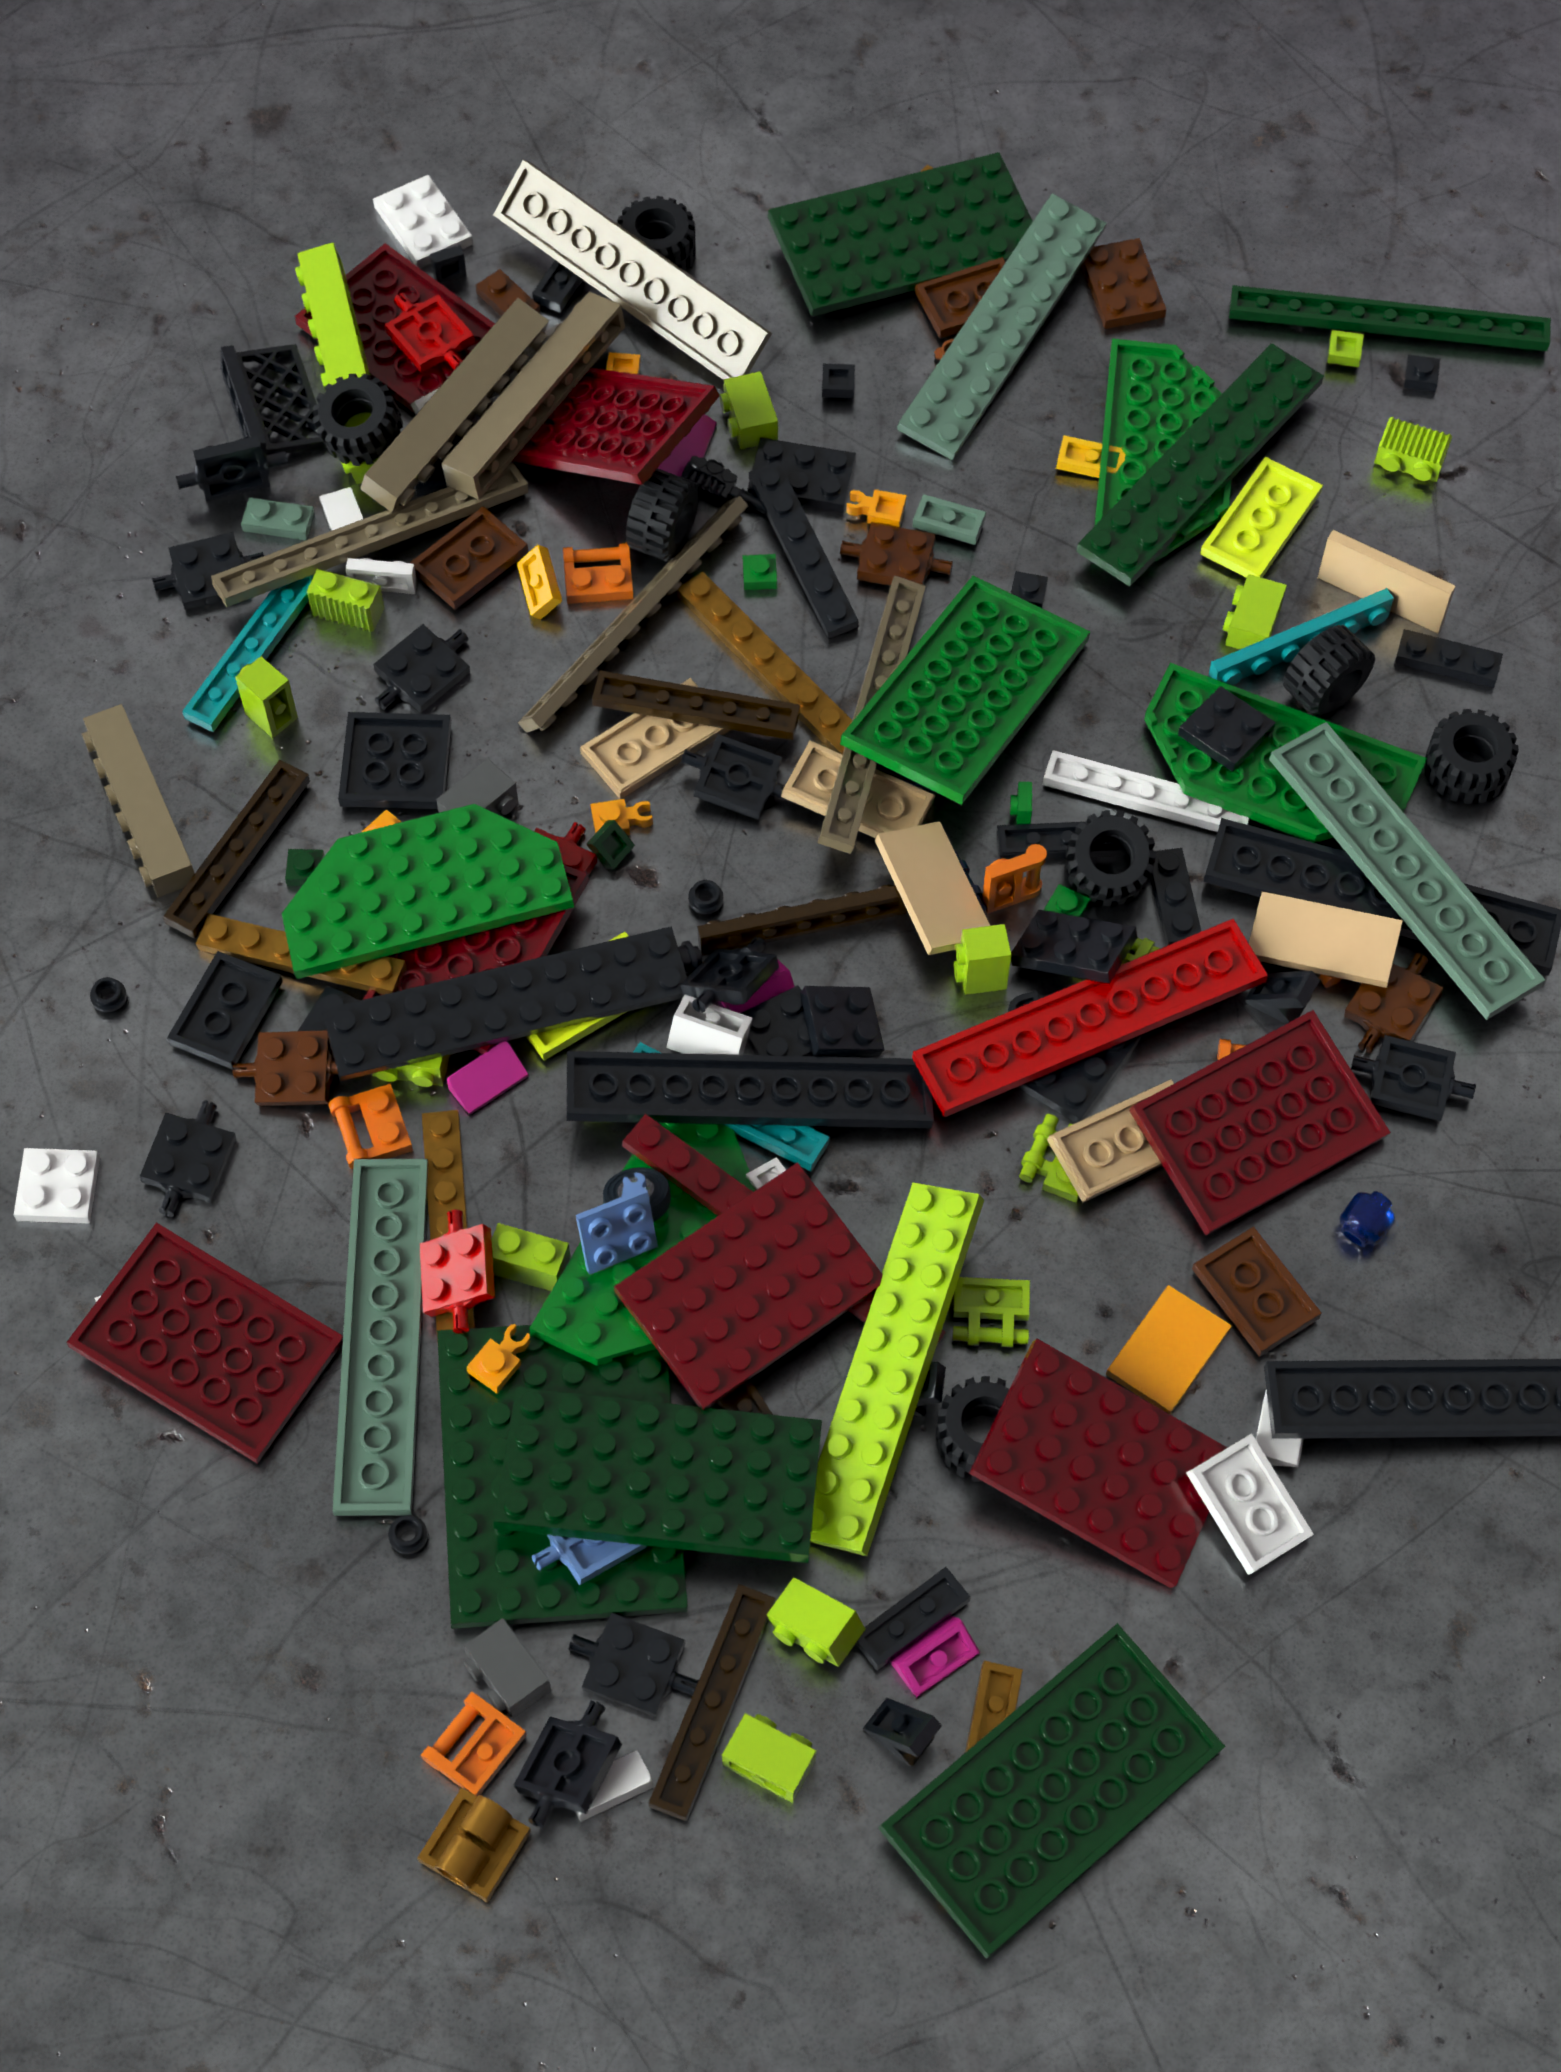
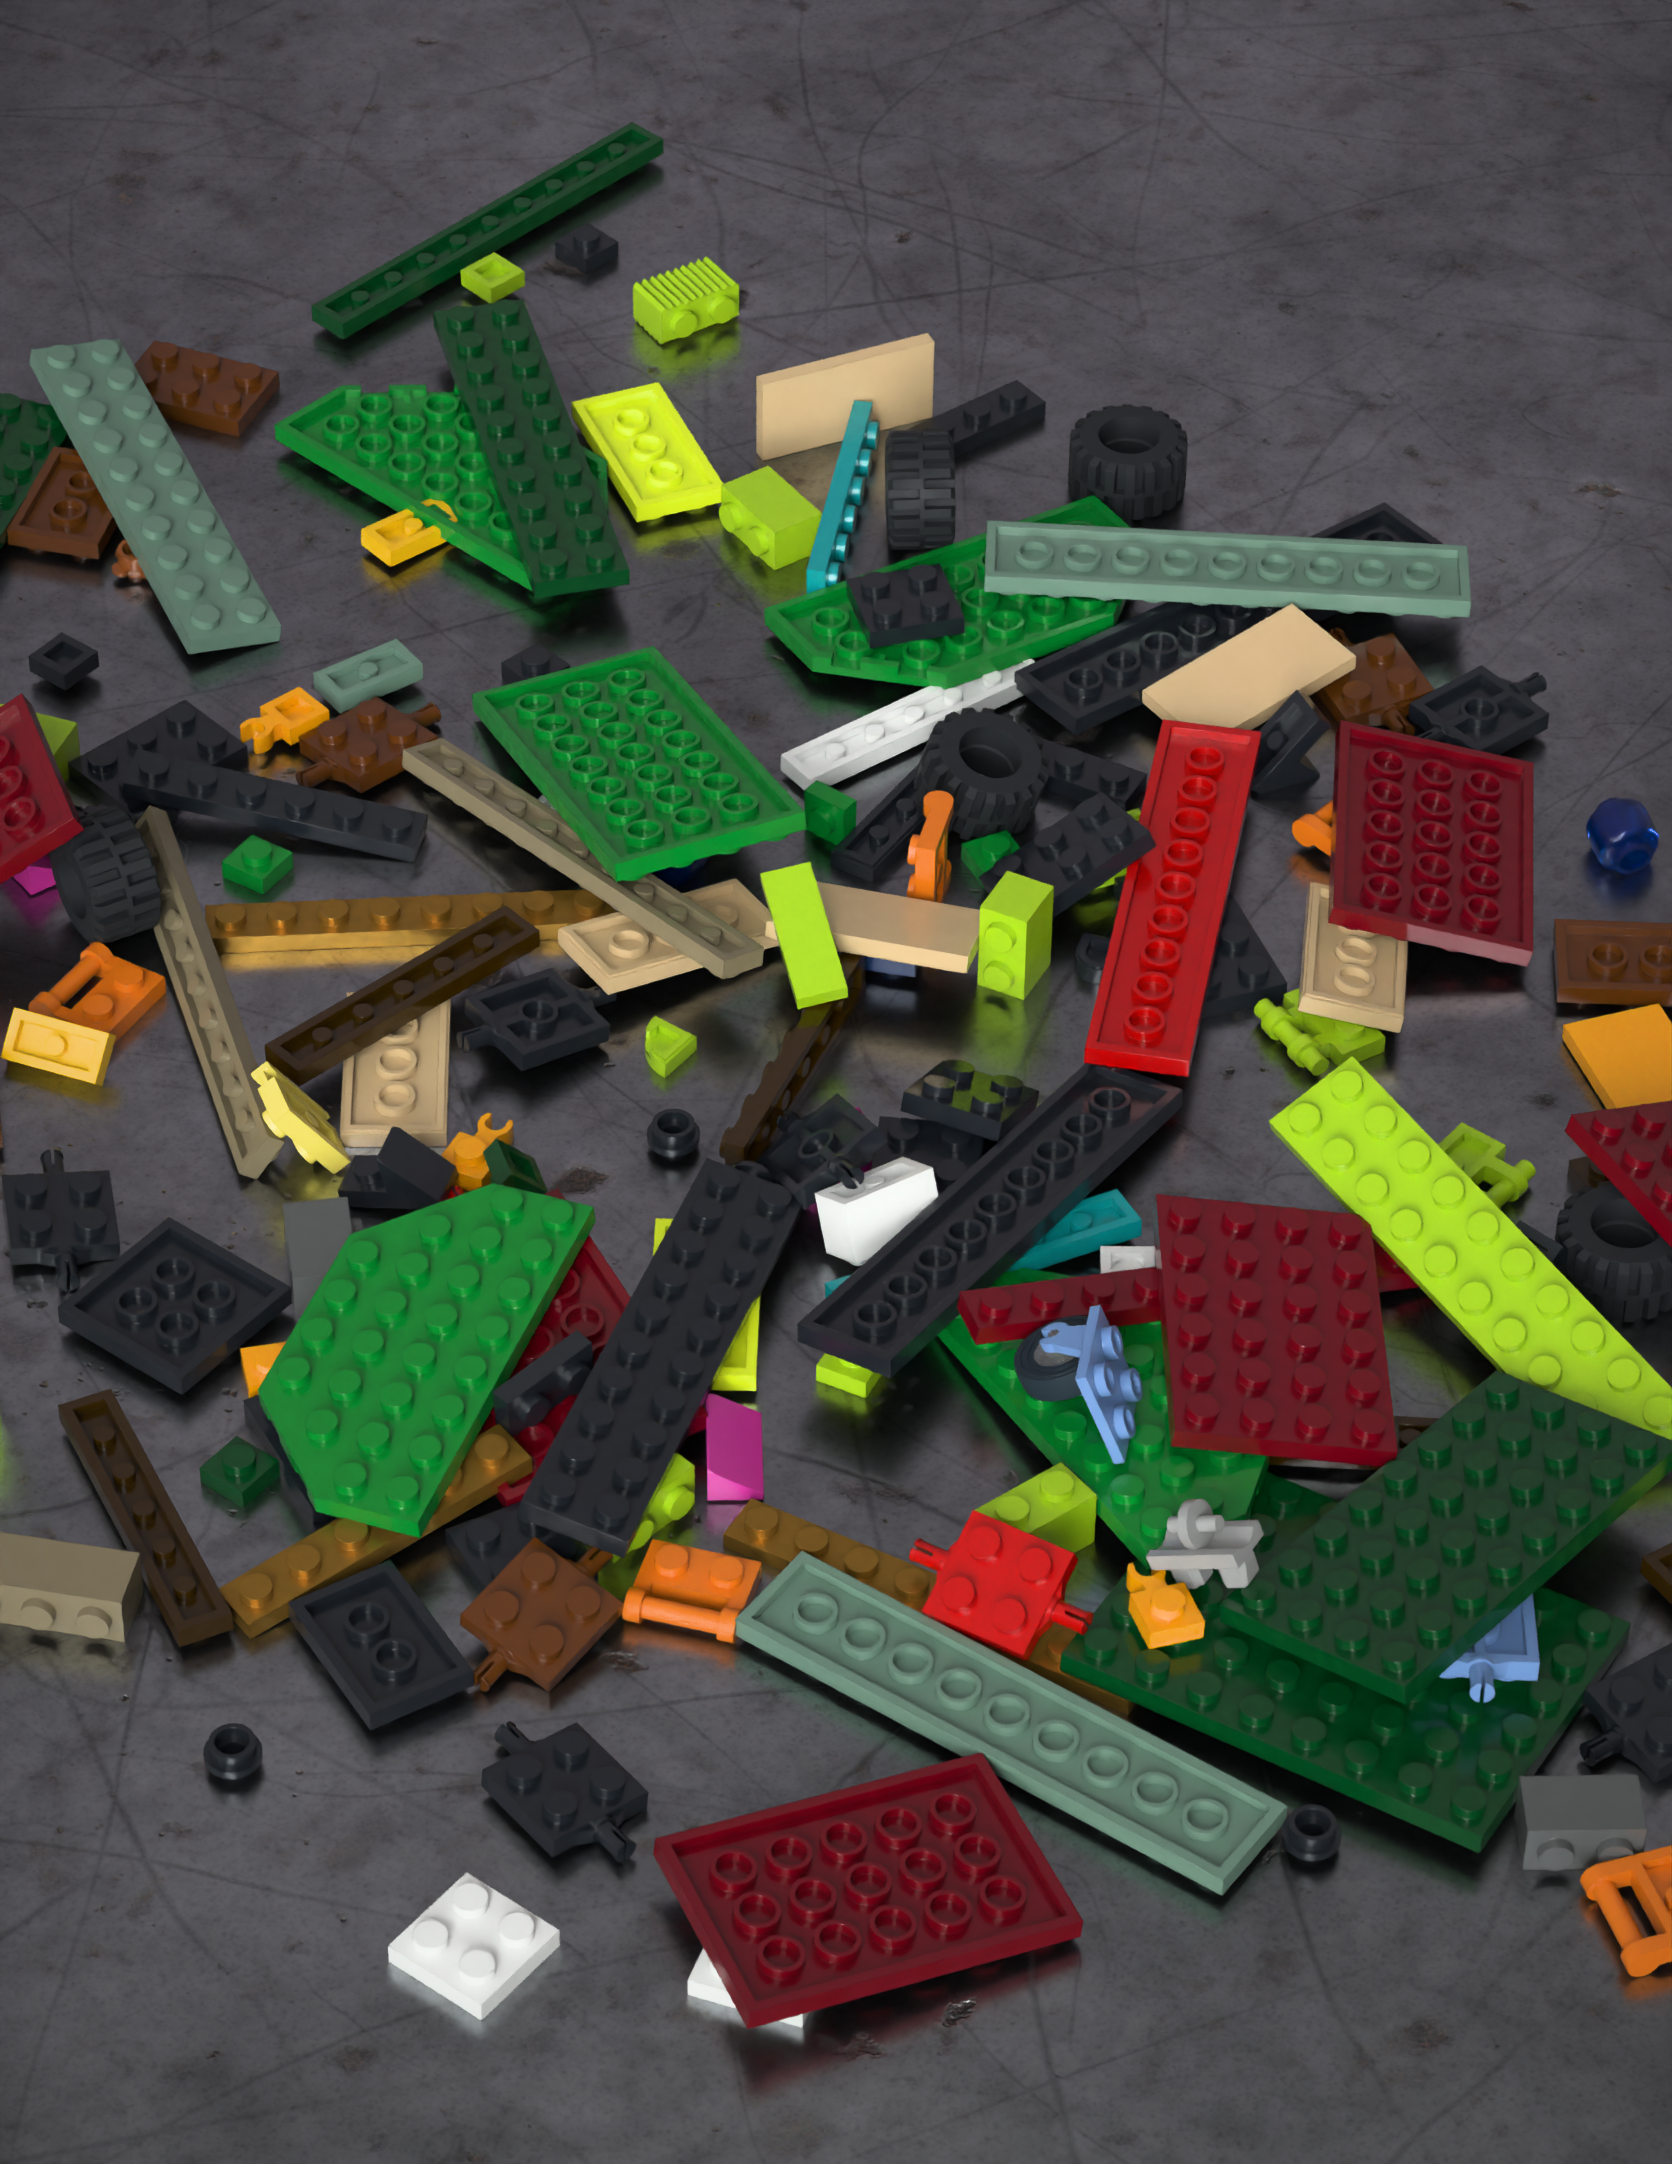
camera: 55 degrees left, 20 degrees down
(424, 962) = (543, 1384): none -> black plate
(538, 1358) = (1203, 1542): none -> light grey hips
(559, 722) = (300, 1118): none -> light yellow plate
(563, 796) = (400, 1177): none -> black slope
(776, 849) = (667, 1046): none -> lime tile
(877, 859) = (804, 935): none -> lime tile

